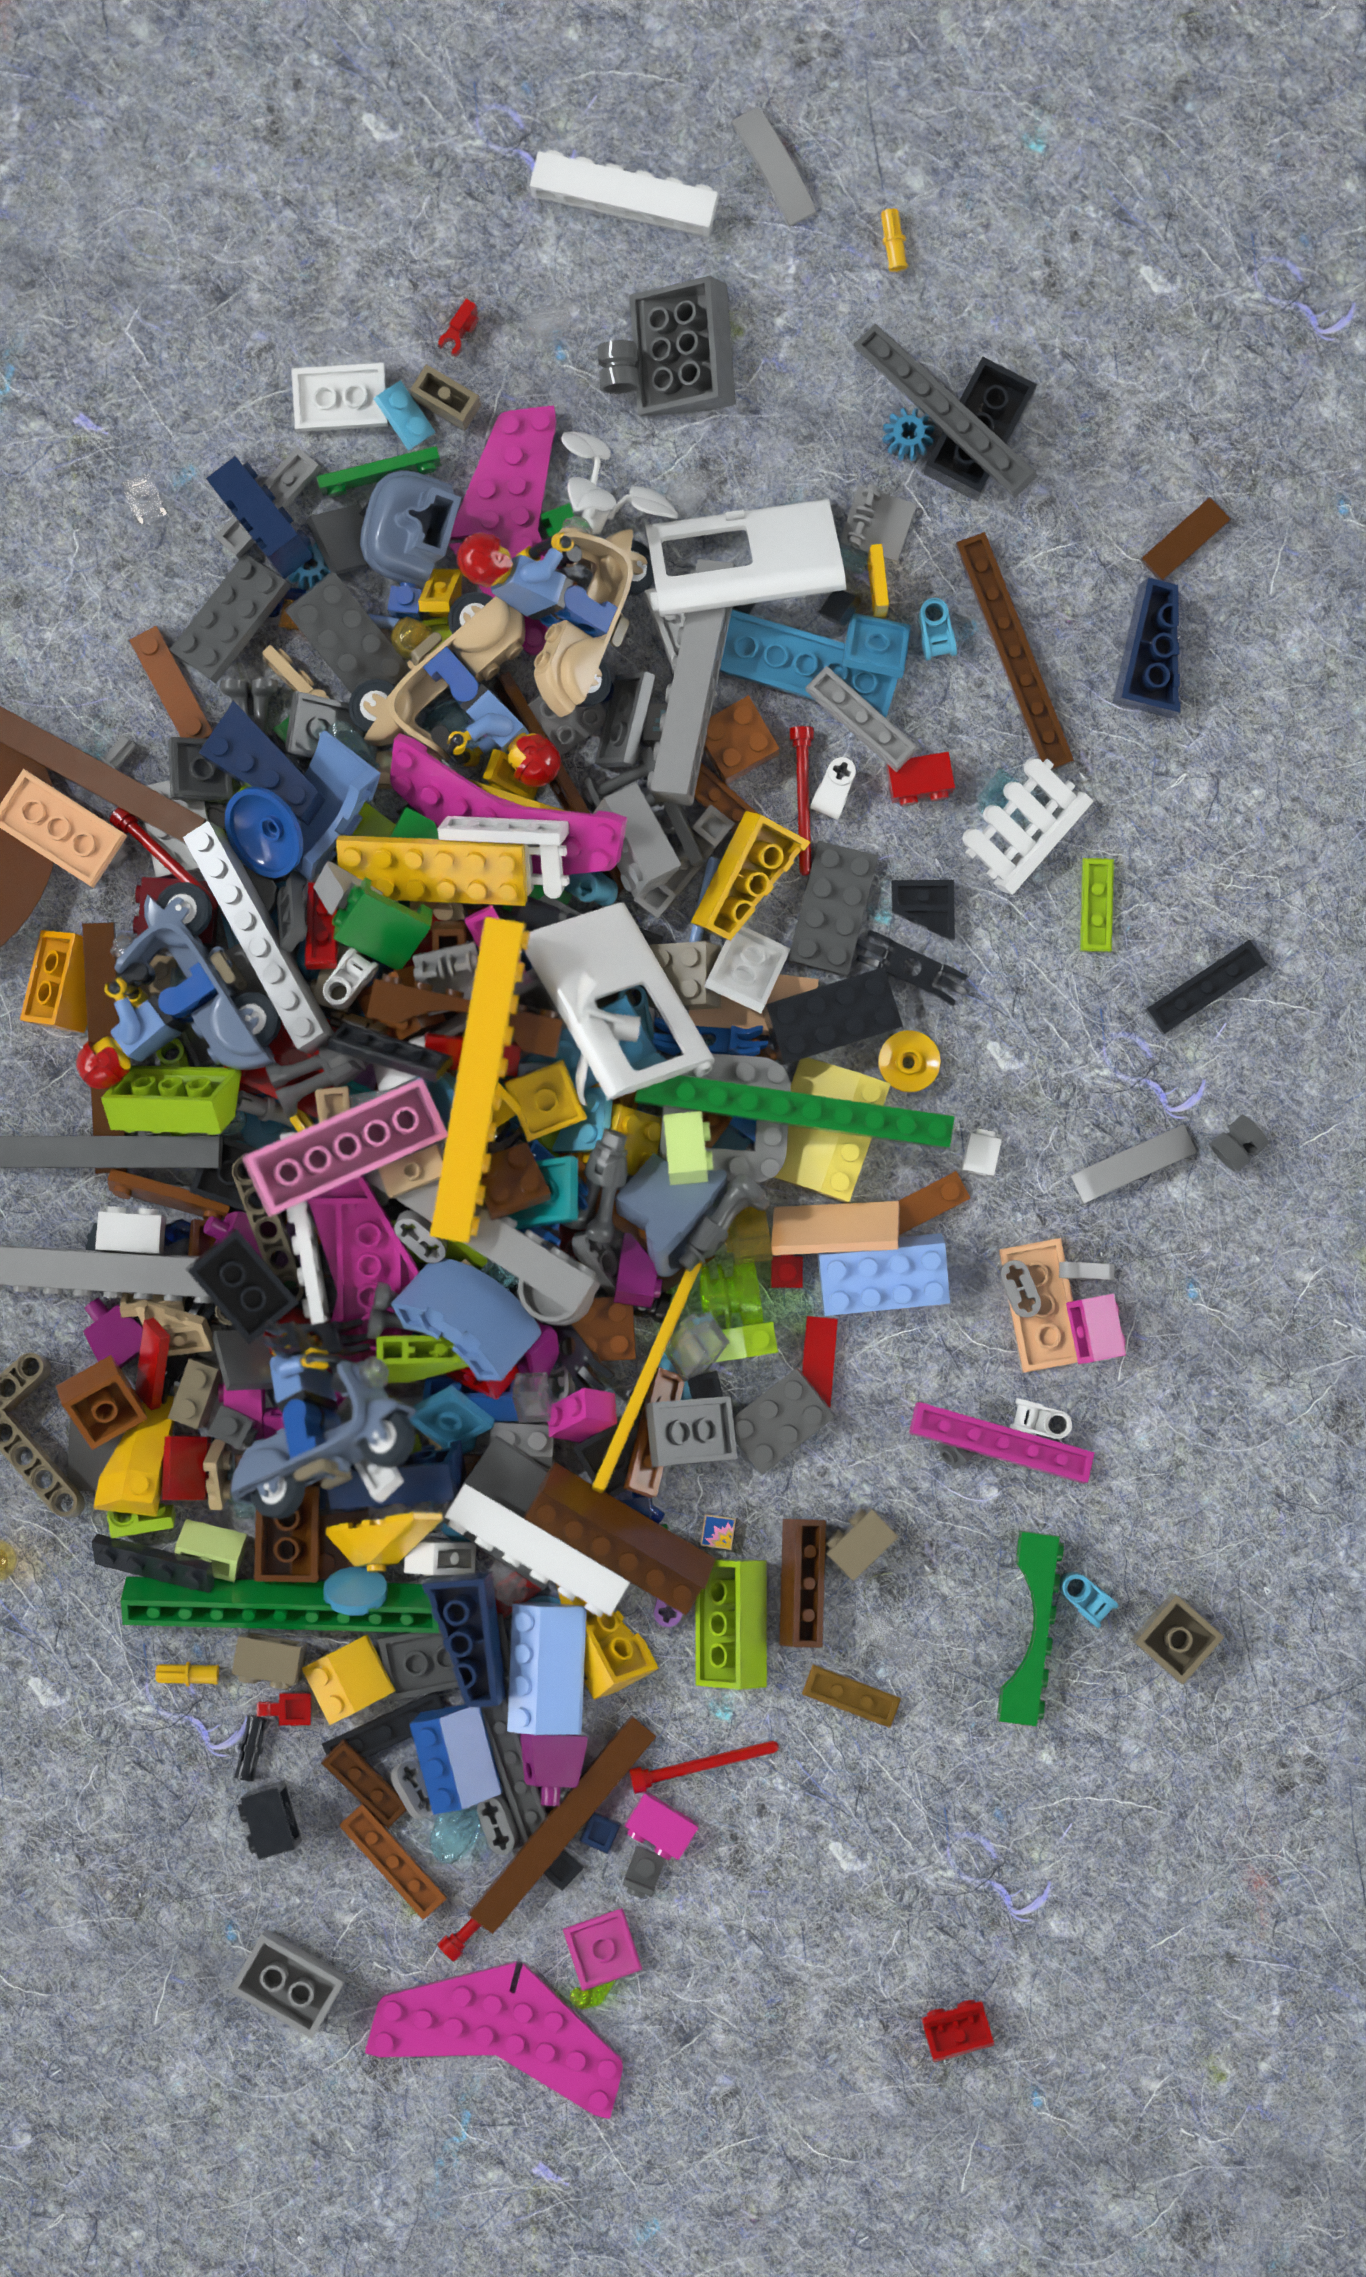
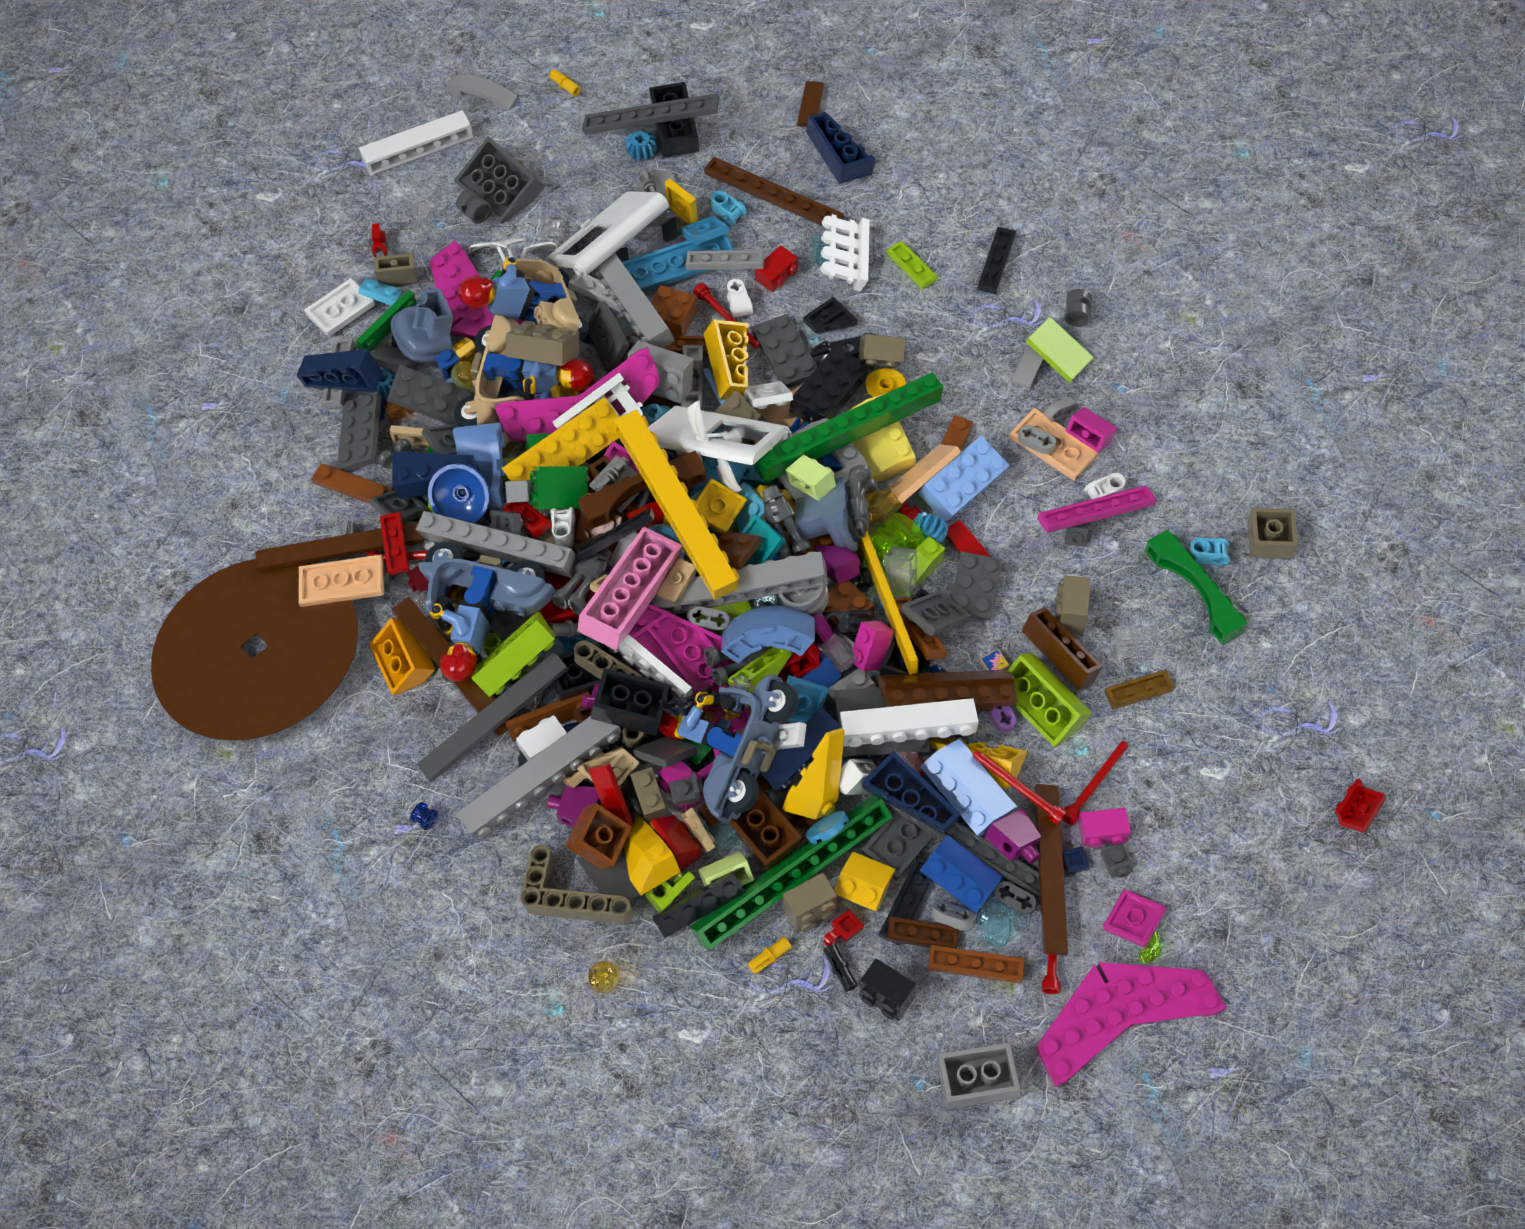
camera: 40 degrees left, 25 degrees down
(151, 829) = (394, 543): none -> red tile
(514, 696) = (542, 343): none -> dark tan brick
(563, 1869) = (1074, 895): black tile -> none
(617, 1773) = (1054, 813): none -> red piece
(786, 1308) = (931, 526): none -> dark azure gear
(936, 1018) = (882, 350): none -> dark tan brick
(981, 1153) = (960, 398): white brick -> none
(1158, 1187) = (1059, 349): none -> lime tile

